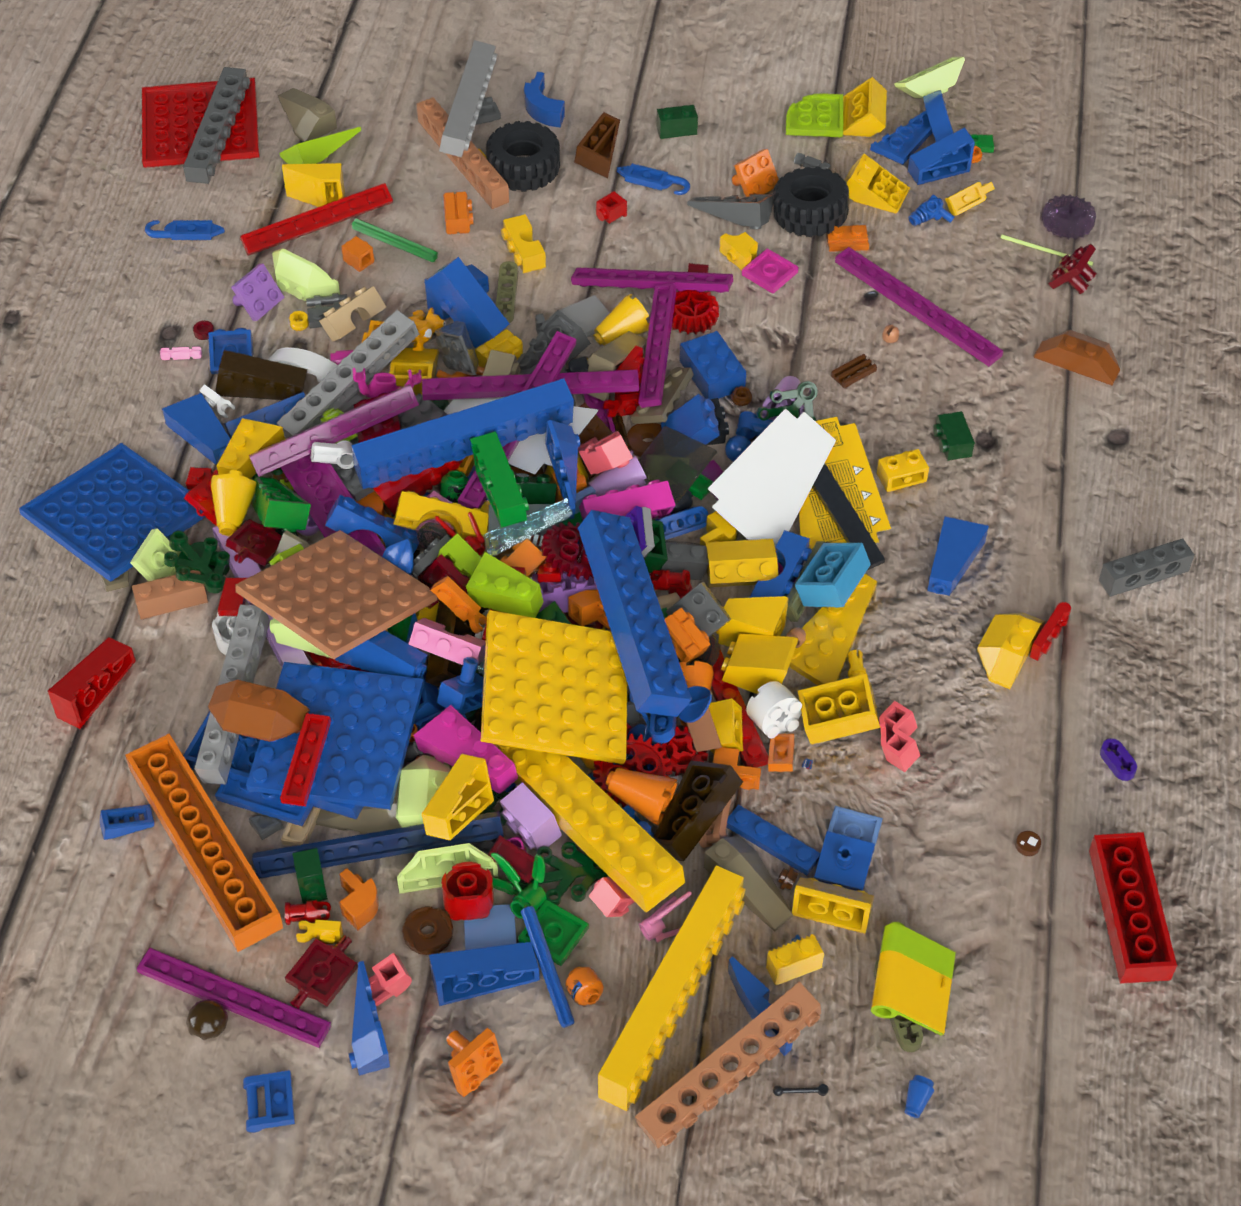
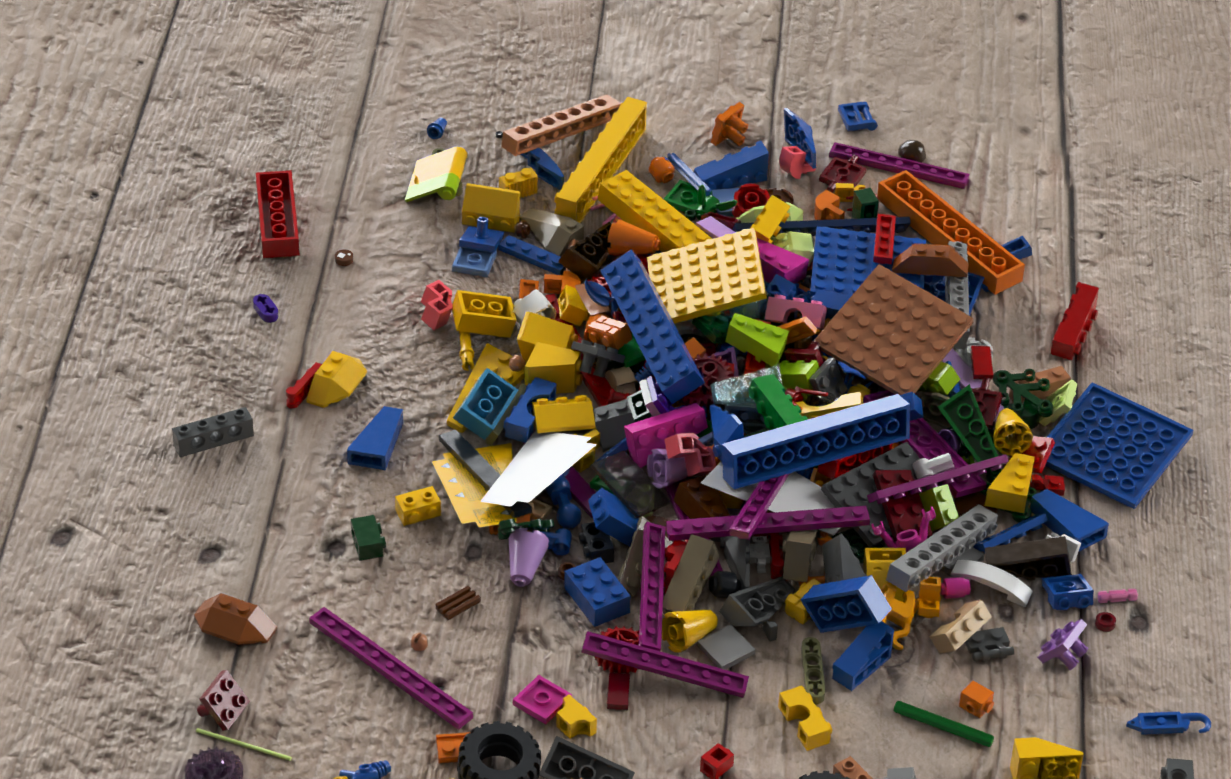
camera: 175 degrees right, 10 degrees down
(295, 320) = (1017, 628): yellow bush -> none
(301, 276) = (1024, 666): yellowish green wedge -> none
(316, 219) = (1053, 727): red plate -> none
(457, 212) = (883, 750): orange brick -> none

